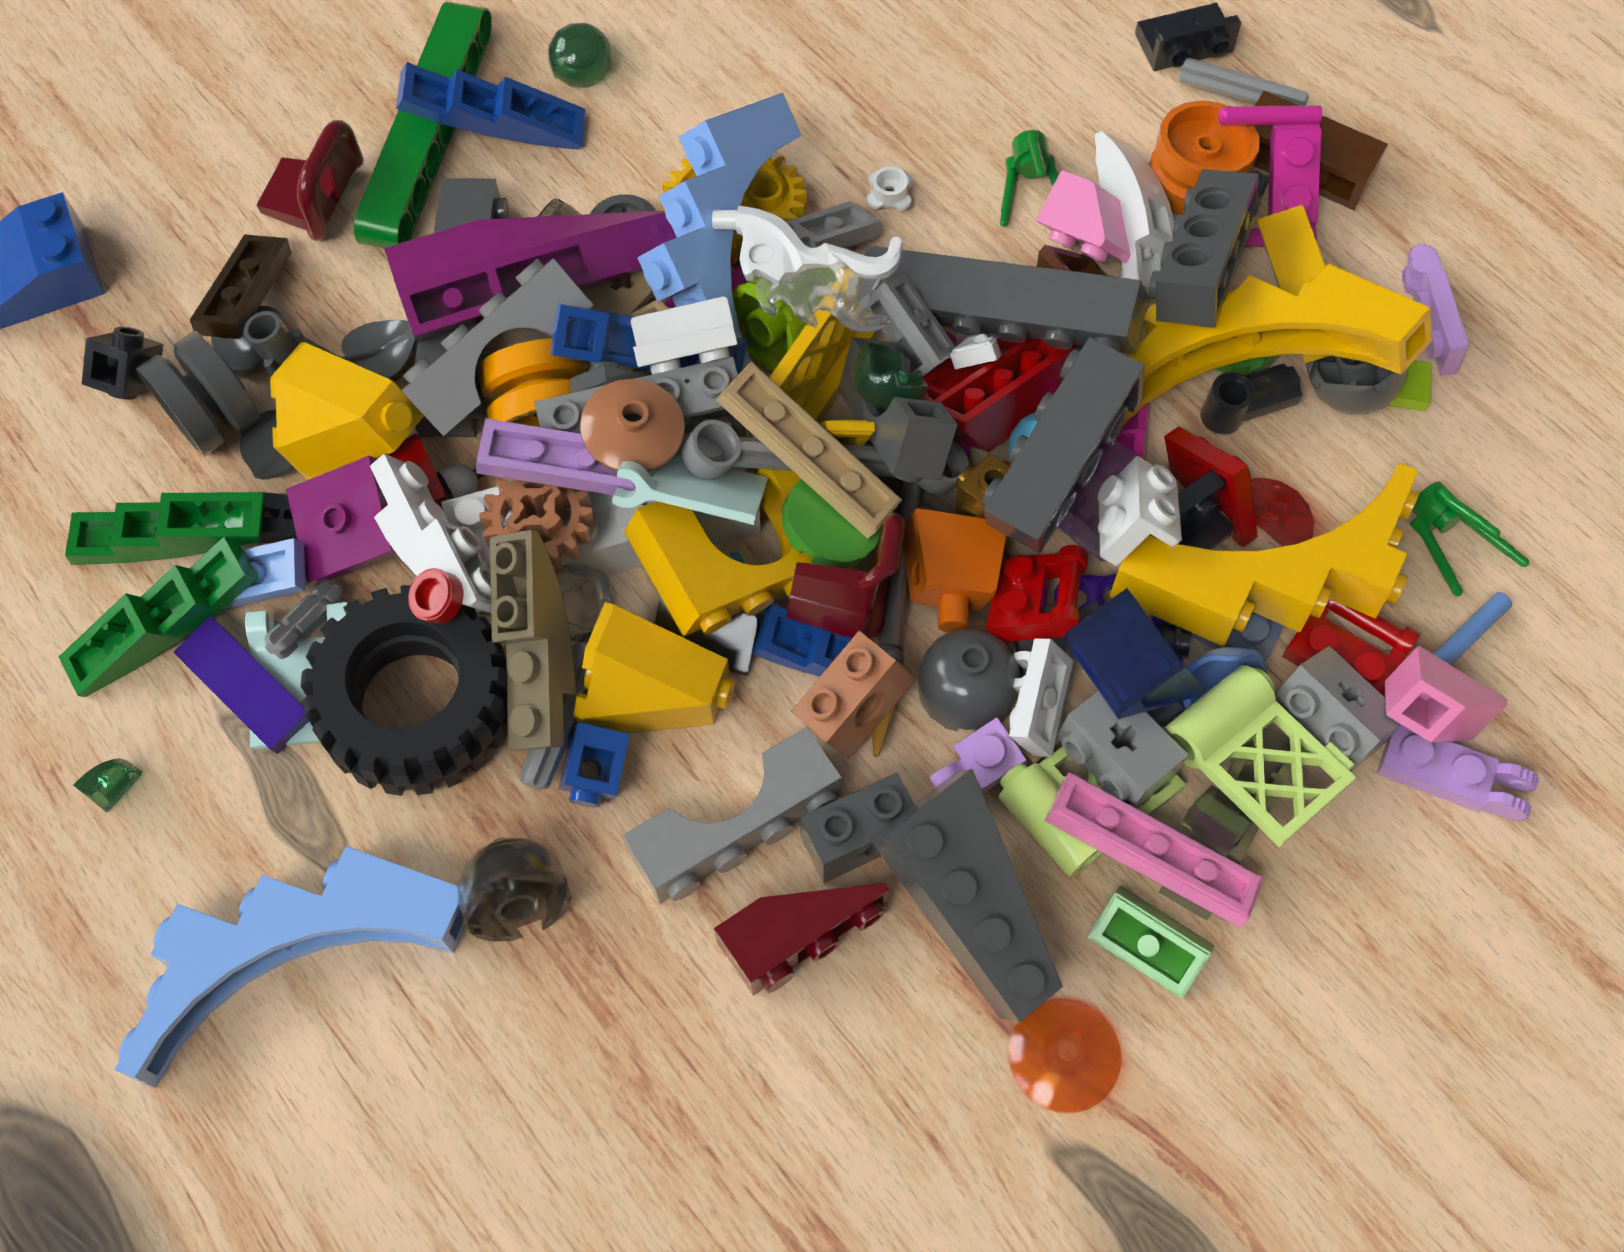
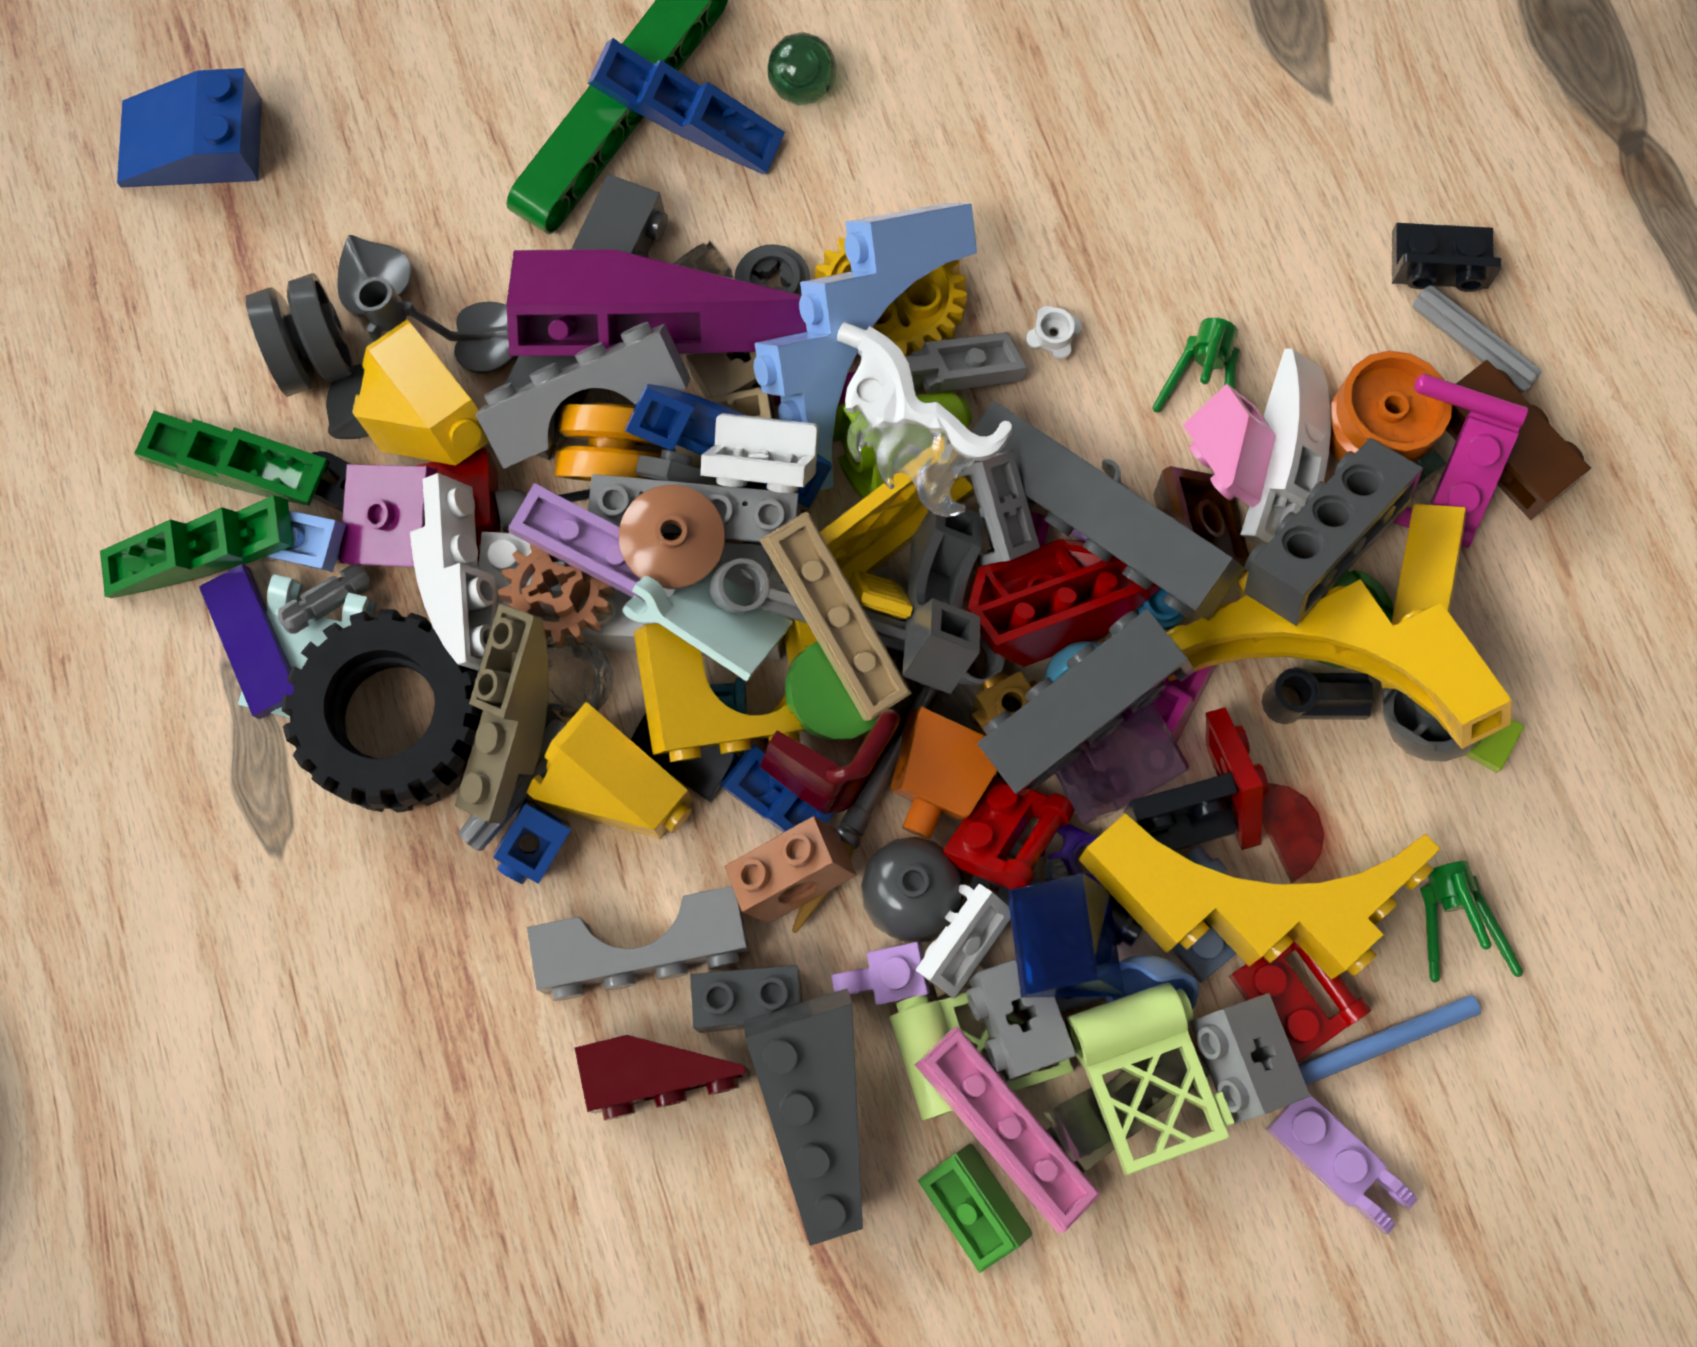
camera: 25 degrees right, 10 degrees up
(108, 782) = (103, 694): clear green tile -> none
(113, 361) = (242, 268): black brick -> none
(241, 286) = (380, 226): dark brown plate -> none
(278, 923) = (204, 886): light blue arch -> none
(308, 189) = (482, 132): dark red piece -> none
(435, 596) = (431, 641): red tile -> none
(510, 887) = (413, 932): clear smoke cylinder -> none
(881, 377) = (942, 565): clear green hair -> none
(975, 350) = (1053, 556): white tile -> none
(1059, 1083) = (850, 1313): clear orange dish -> none
(1135, 505) = (1134, 792): white bracket -> none
(1430, 286) = (1557, 665): lavender hinge -> none
(1439, 699) = (1348, 1089): bright pink slope -> none

